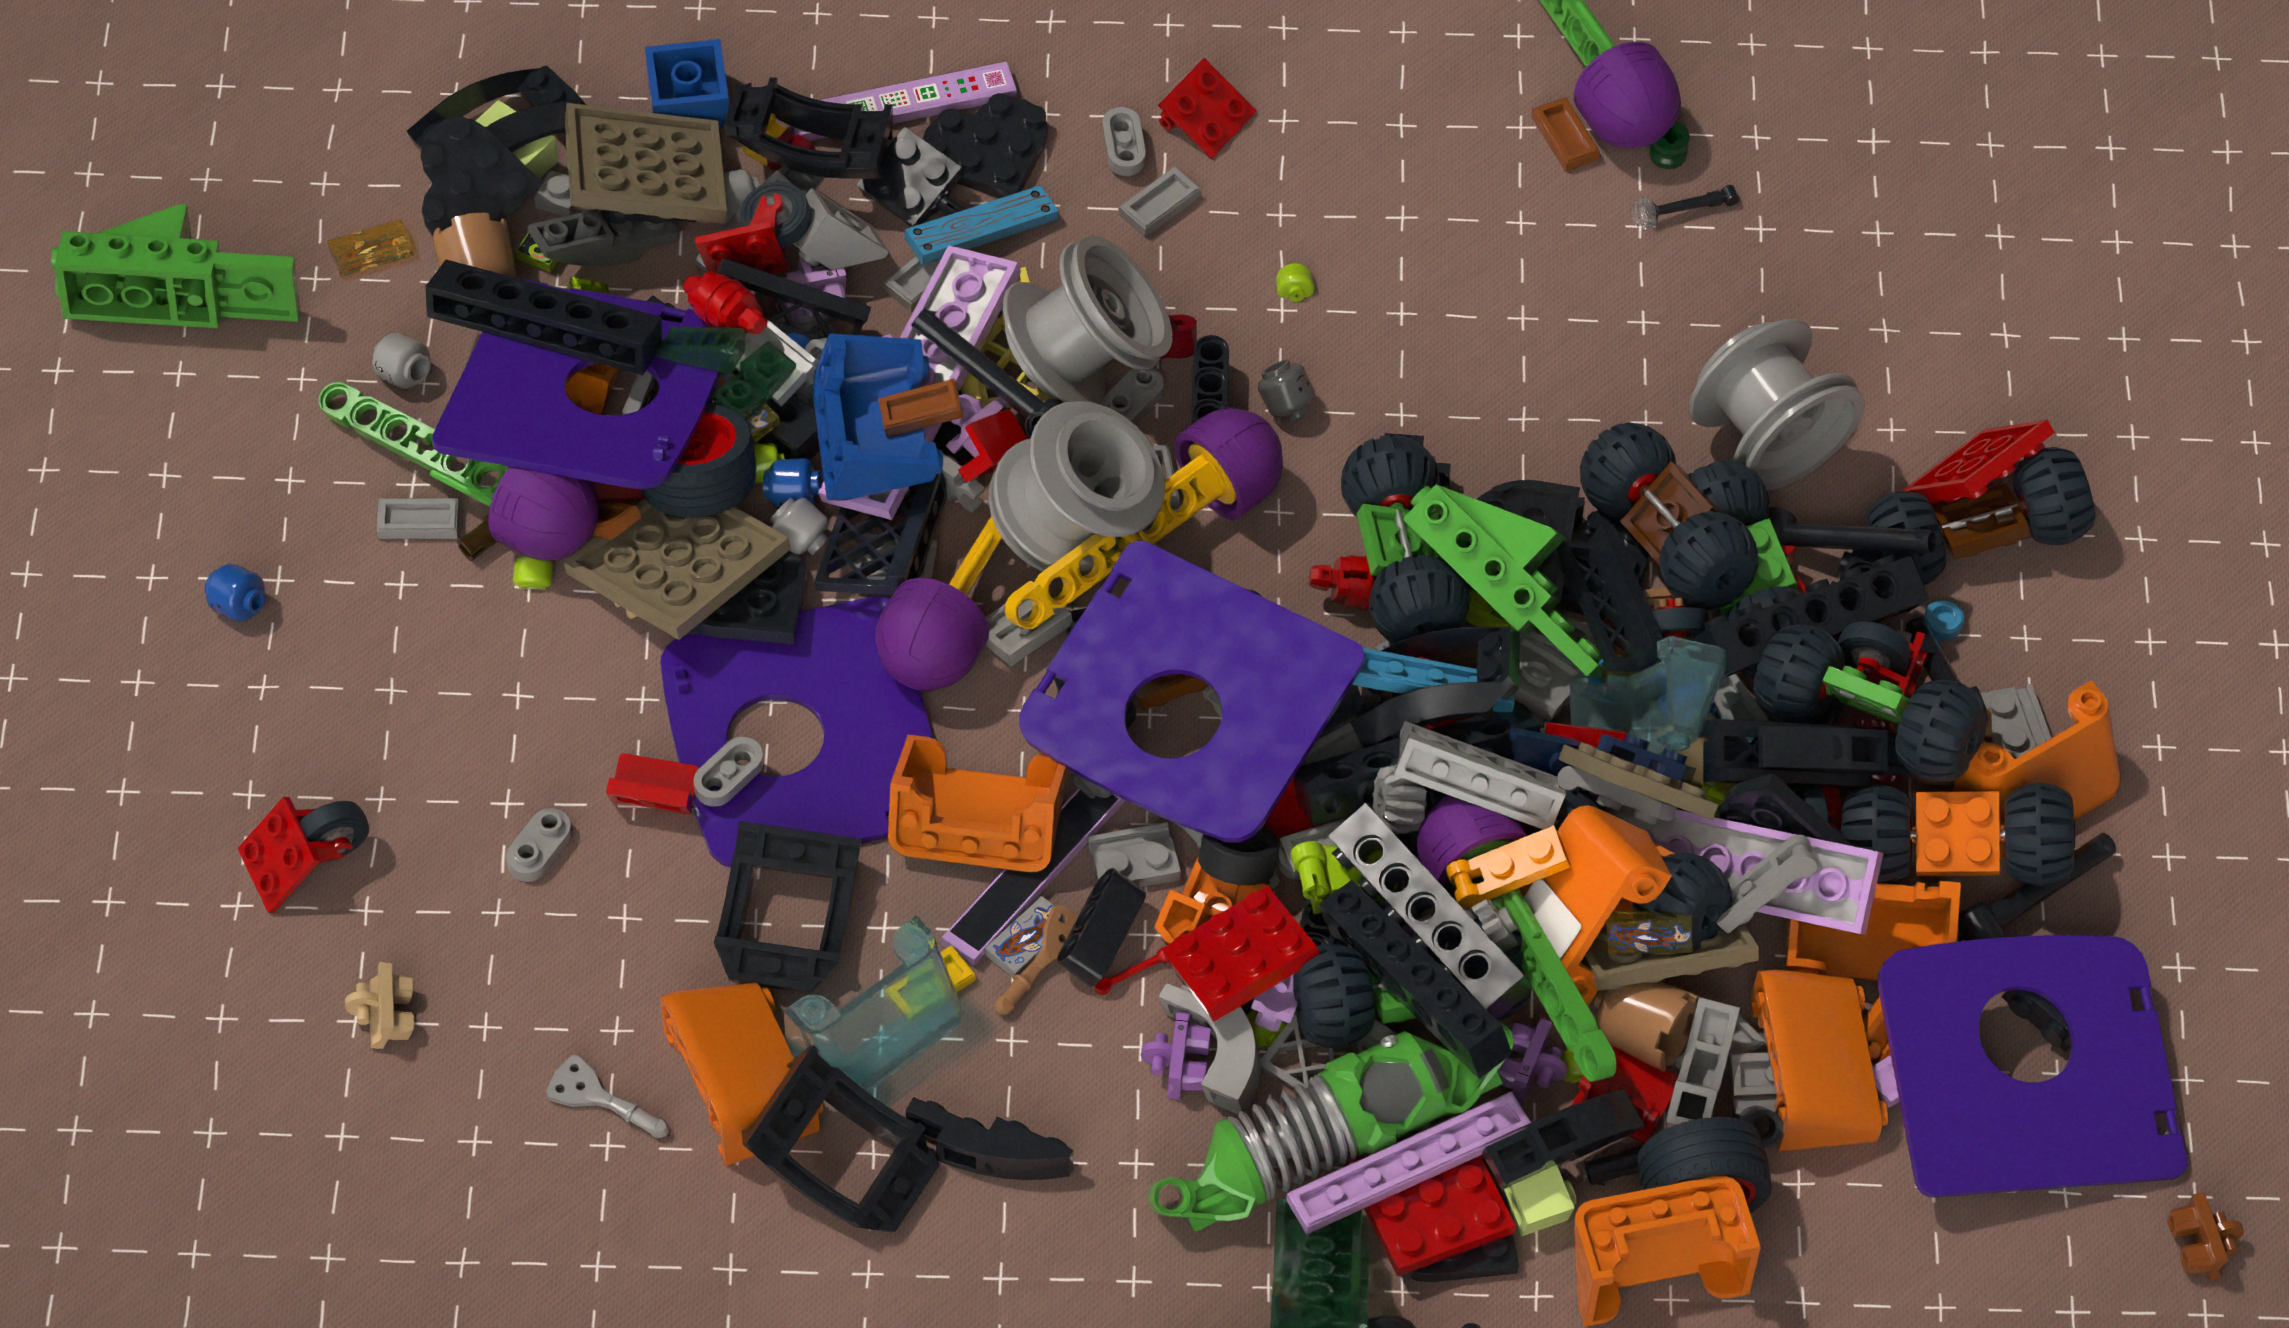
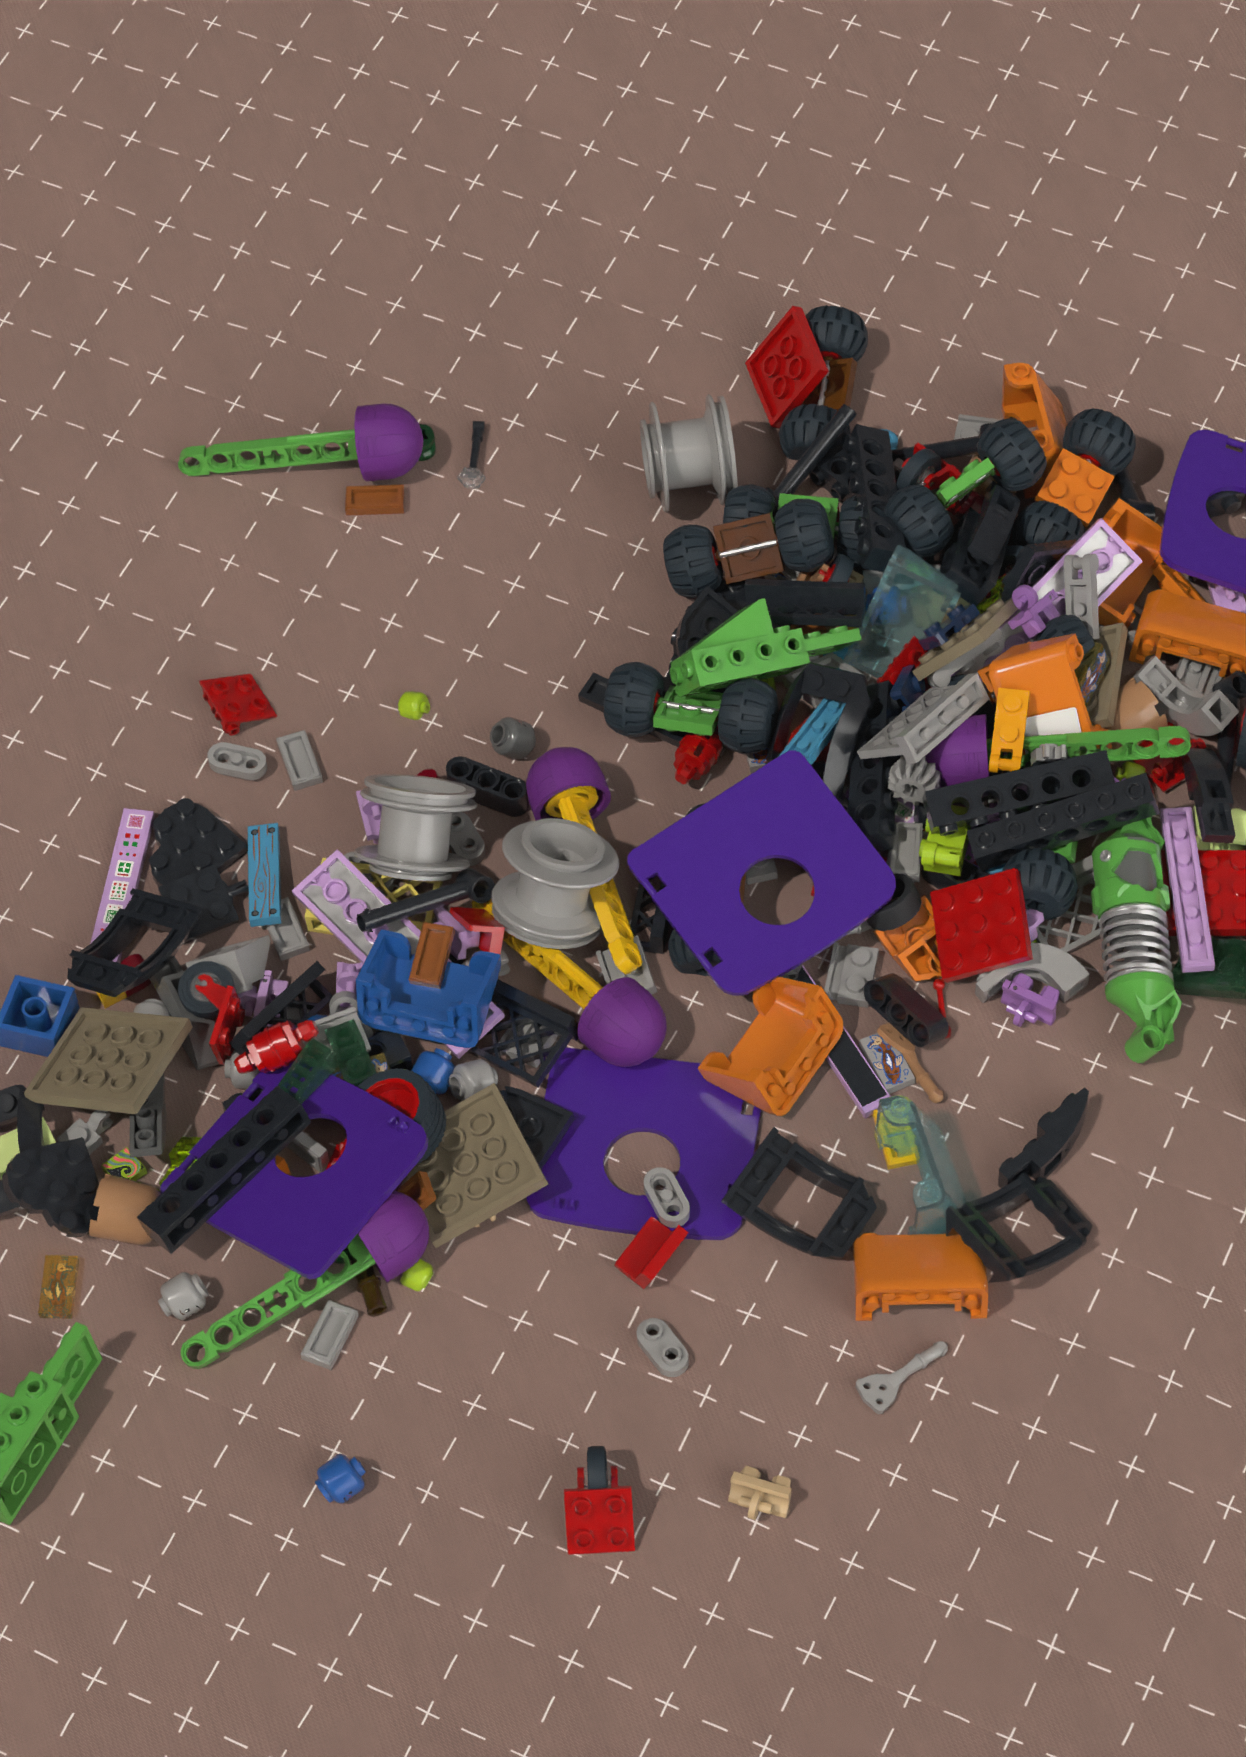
camera: 60 degrees left, 0 degrees up
(1687, 830) = (1033, 612): none -> medium lavender hips

